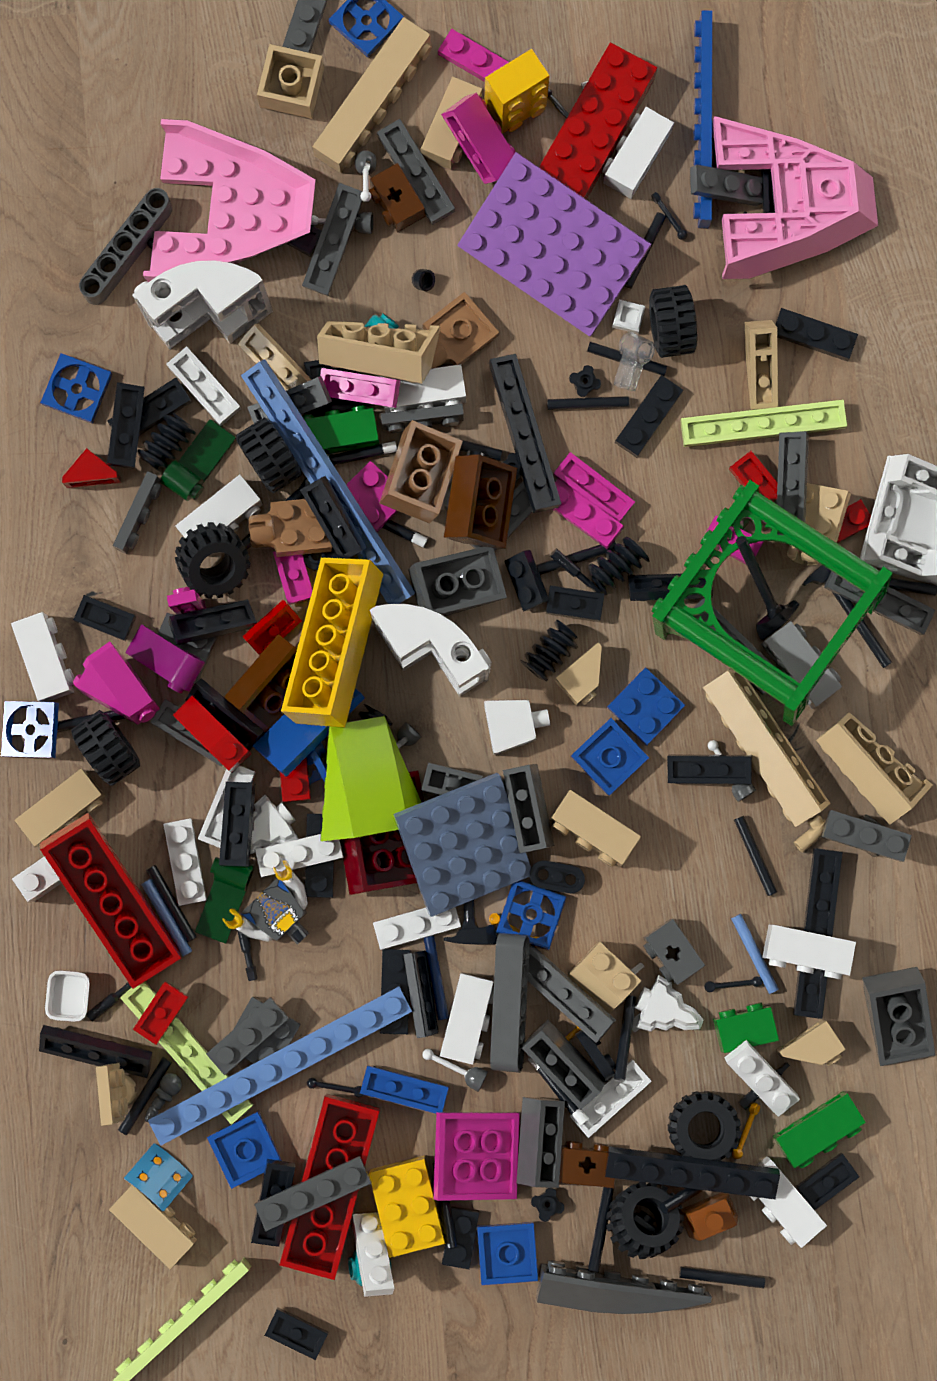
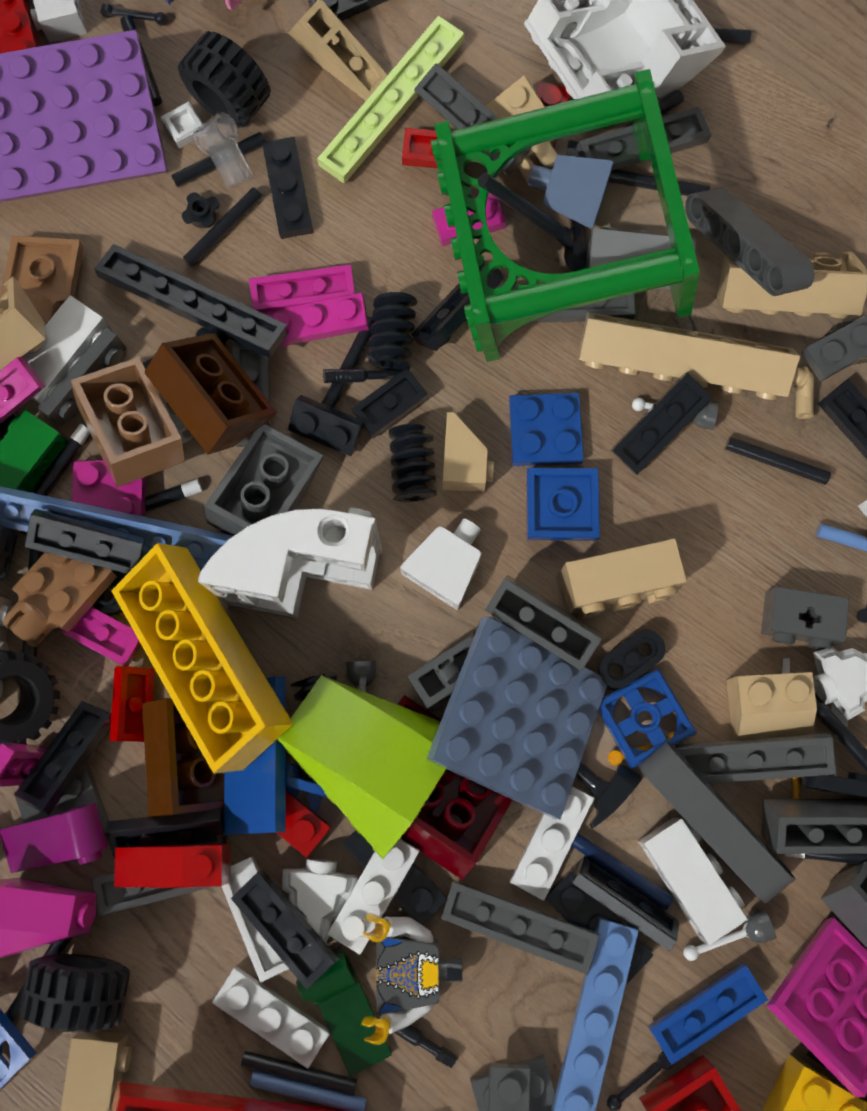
camera: 45 degrees left, 5 degrees down
(354, 948) = (521, 927): none -> dark grey plate
(803, 587) = (574, 186): none -> sand blue torso
(864, 718) = (749, 242): none -> dark grey beam

